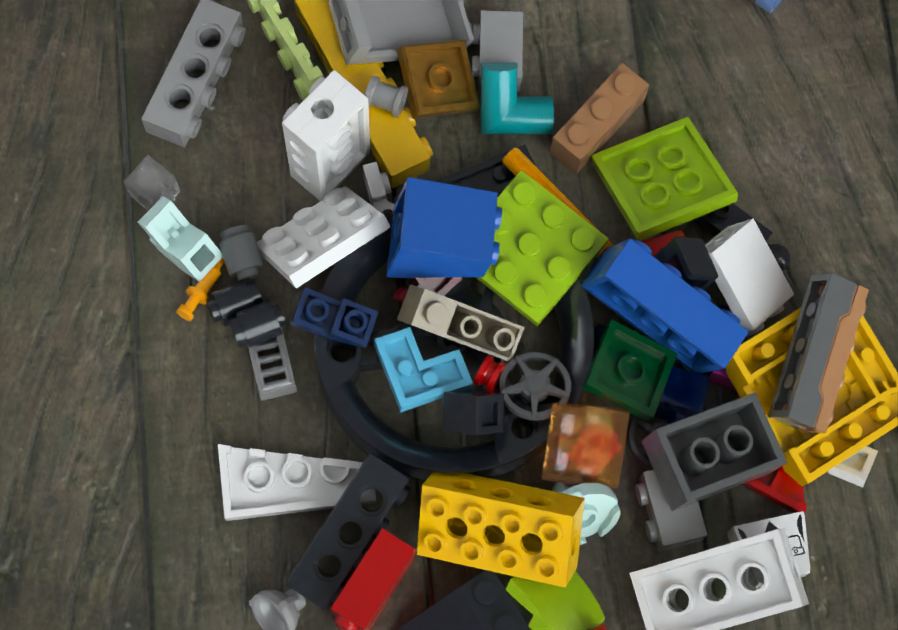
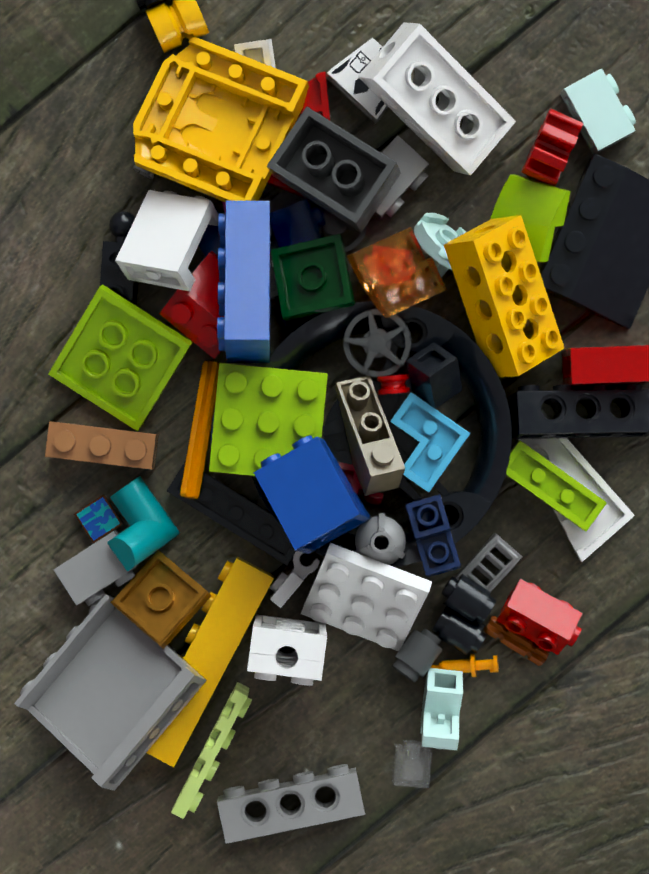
camera: 120 degrees left, 15 degrees up
(191, 345) = (516, 642): none -> dark orange axle
(196, 374) = (540, 617): none -> brick
(302, 460) = (553, 486): none -> lime plate
(363, 283) = (379, 526): none -> light grey piece
(386, 96) = (213, 628): light grey bush -> none
(539, 79) = (98, 518): none -> tile
(691, 260) = (193, 284): black panel -> none
(818, 353) = (199, 136): dark grey piece -> none

